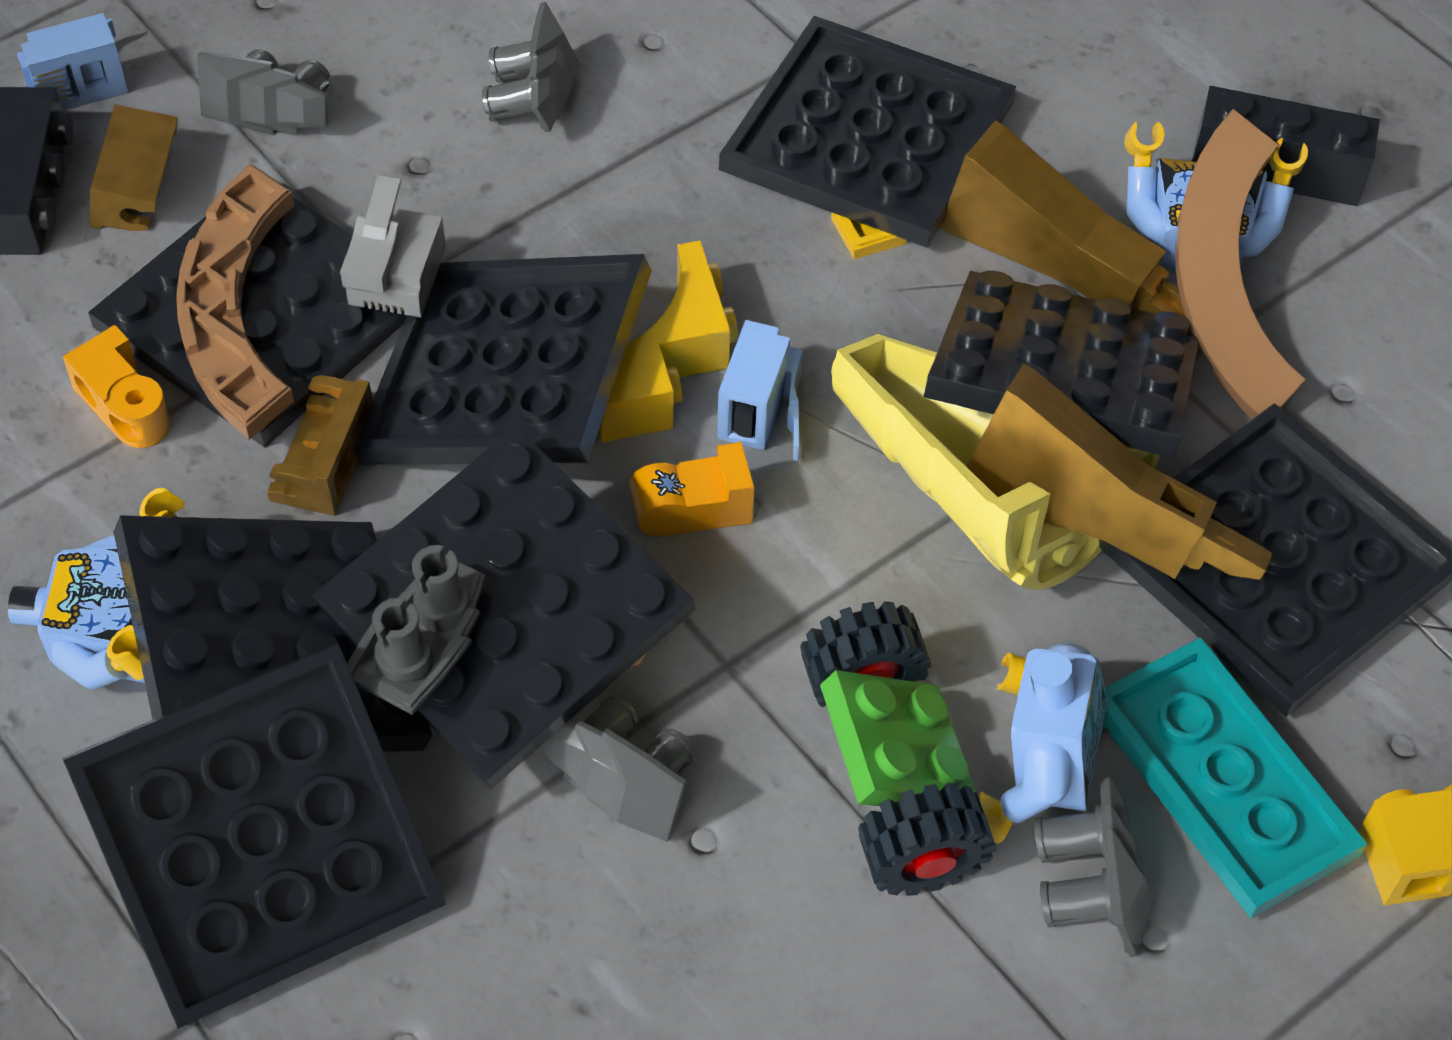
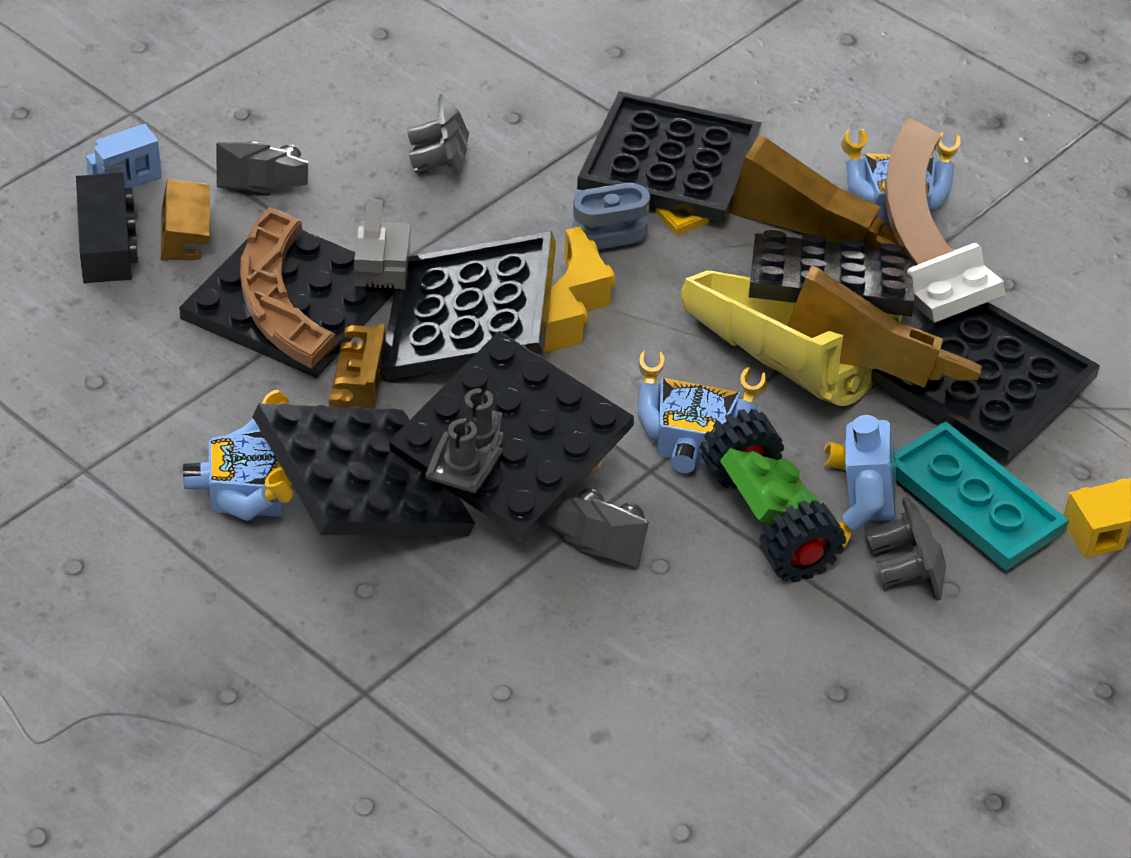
camera: 10 degrees left, 10 degrees down
(108, 381) = (214, 351): light orange leg -> none
(254, 833) = (388, 573): black plate -> none
(694, 493) = (611, 373): light orange leg -> none
(754, 224) = (612, 214): none -> sand blue brick
(754, 384) = (634, 306): light blue piece -> none
(795, 578) = (683, 412): none -> torso
(1256, 397) = (954, 283): none -> white bracket
(1337, 142) = (978, 138): black brick -> none

